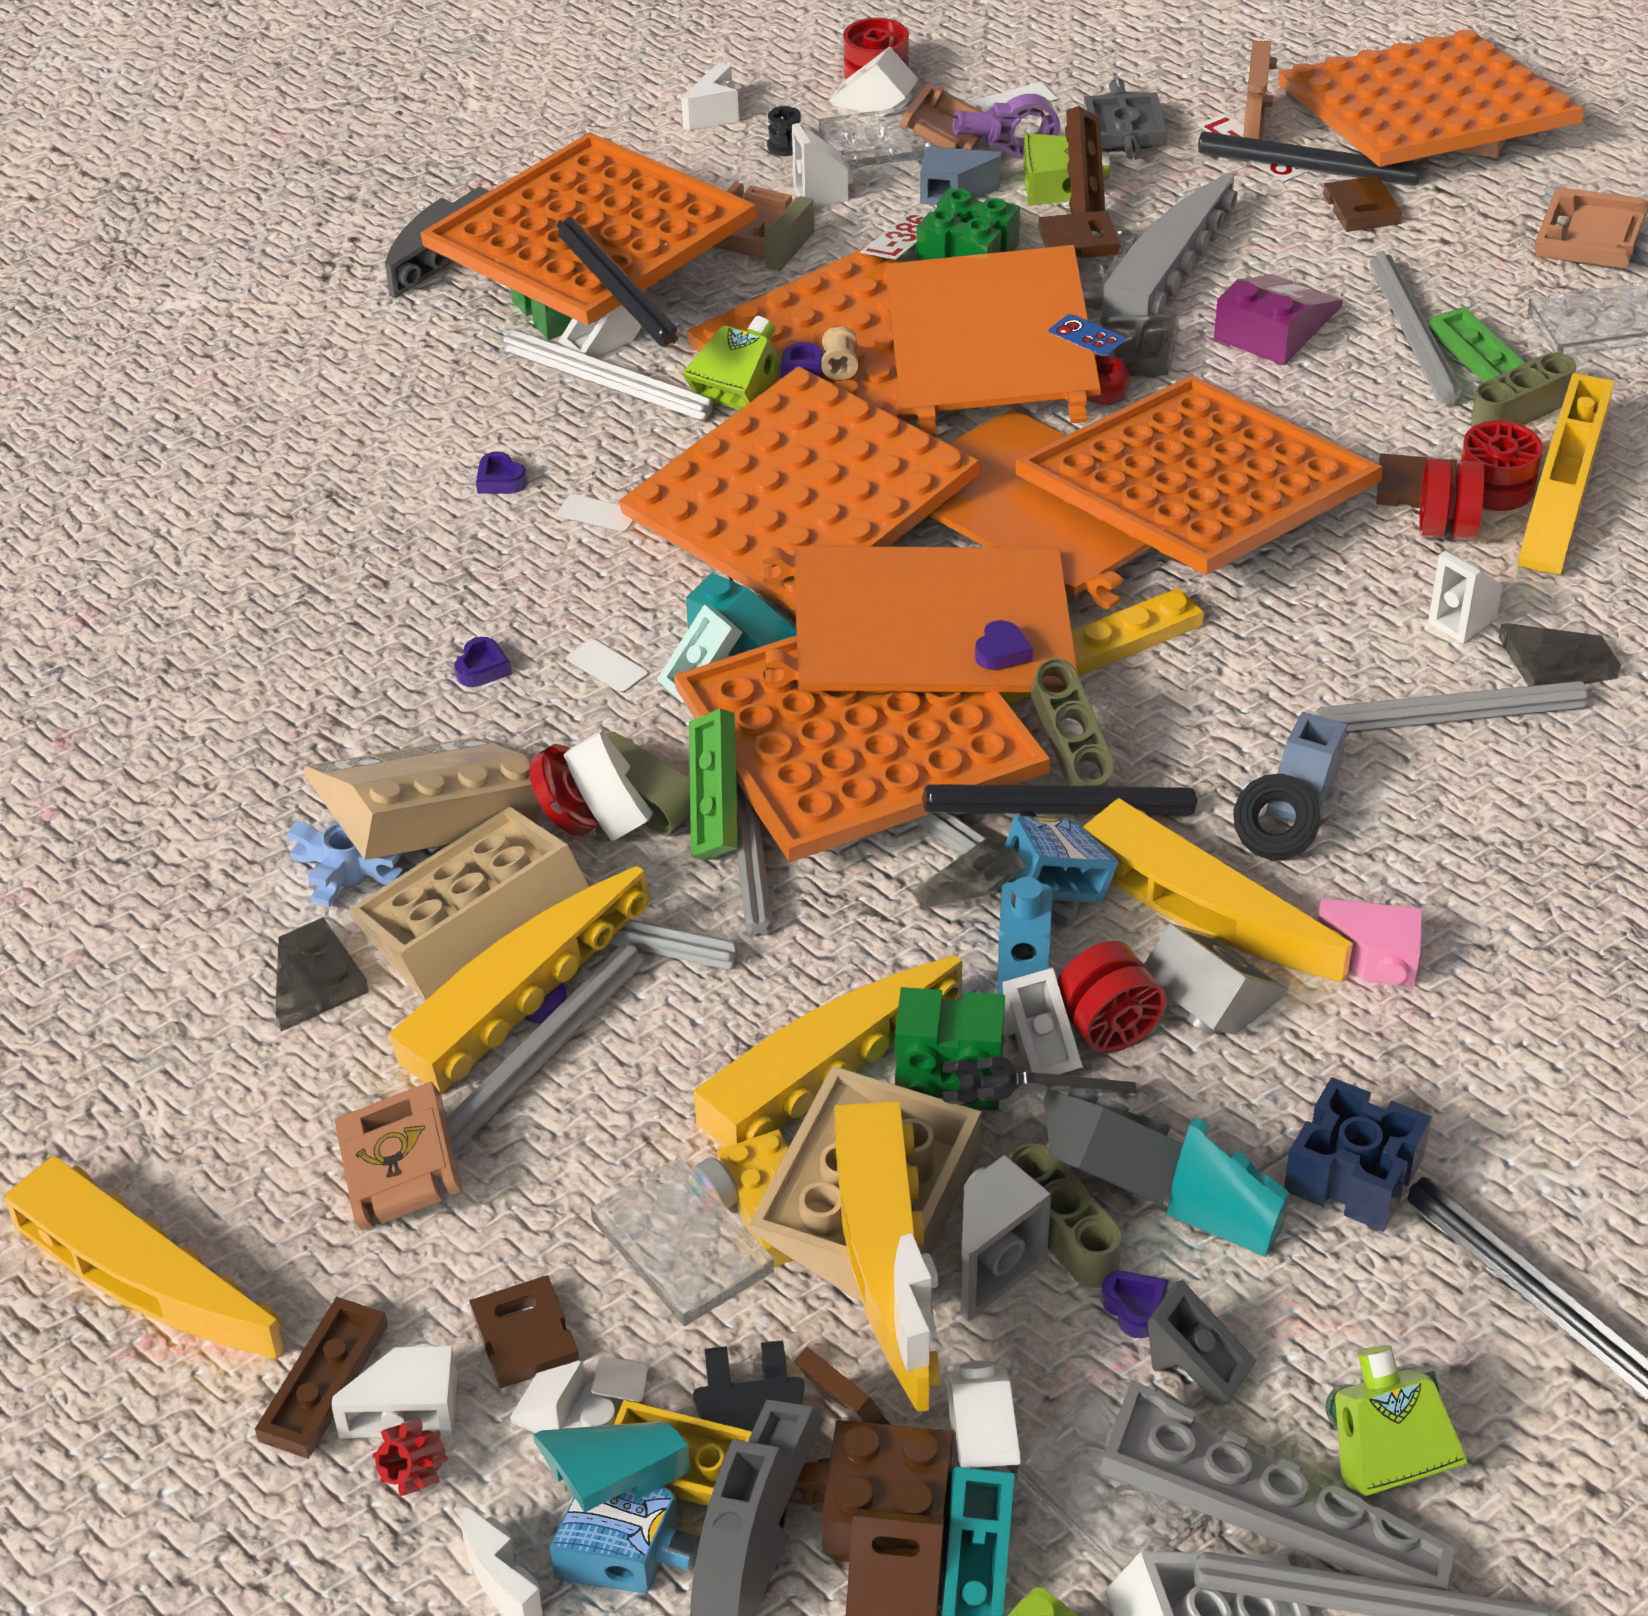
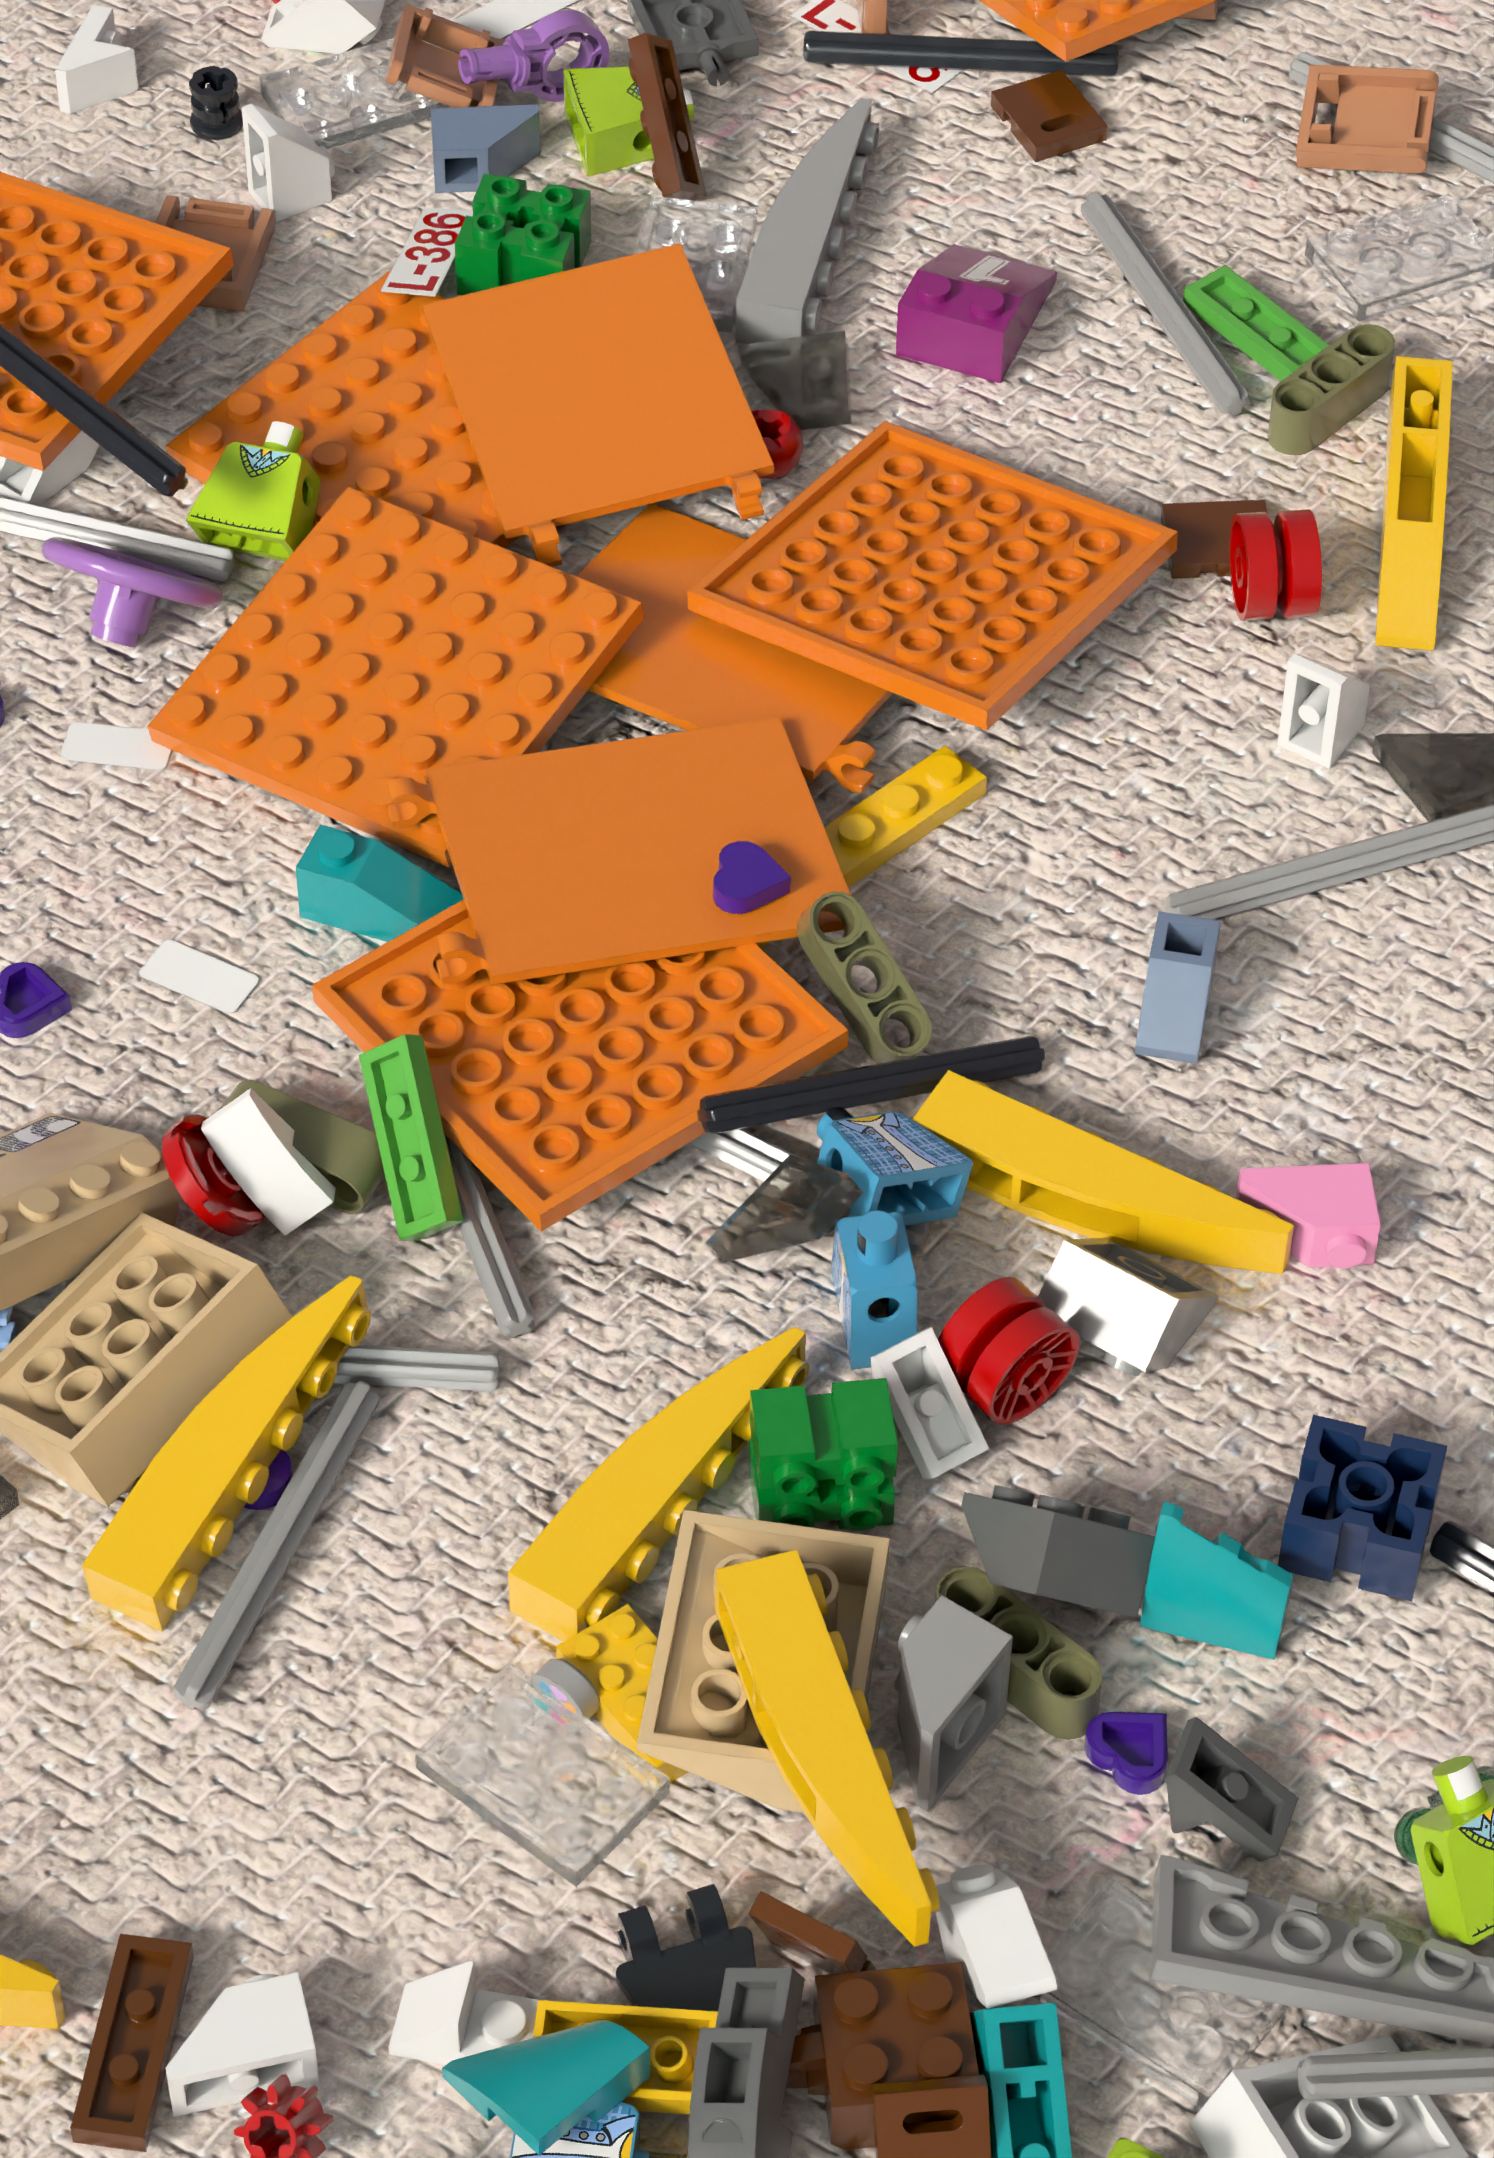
camera: 15 degrees left, 5 degrees up
(398, 1161) = (143, 1736): nougat container -> none
(526, 1340) = (378, 1945): reddish brown piece -> none
(620, 1379) = (520, 1972): white sticker -> none
(628, 410) = (128, 587): none -> medium lavender piece
(705, 642) = (335, 936): light aqua slope -> none
(789, 233) = (269, 270): olive tile -> none
(803, 355) = (348, 468): dark purple tile -> none
(844, 358) = (402, 467): tan bush -> none
(913, 1318) = (886, 1809): white slope -> none
(1008, 1079) = (921, 1493): black flag -> none
(1077, 231) = (671, 219): reddish brown piece -> none
(1086, 334) = (734, 383): blue sticker -> none
(1275, 788) = (1147, 1023): black tyre -> none
(1510, 462) = (1339, 489): red wheel -> none

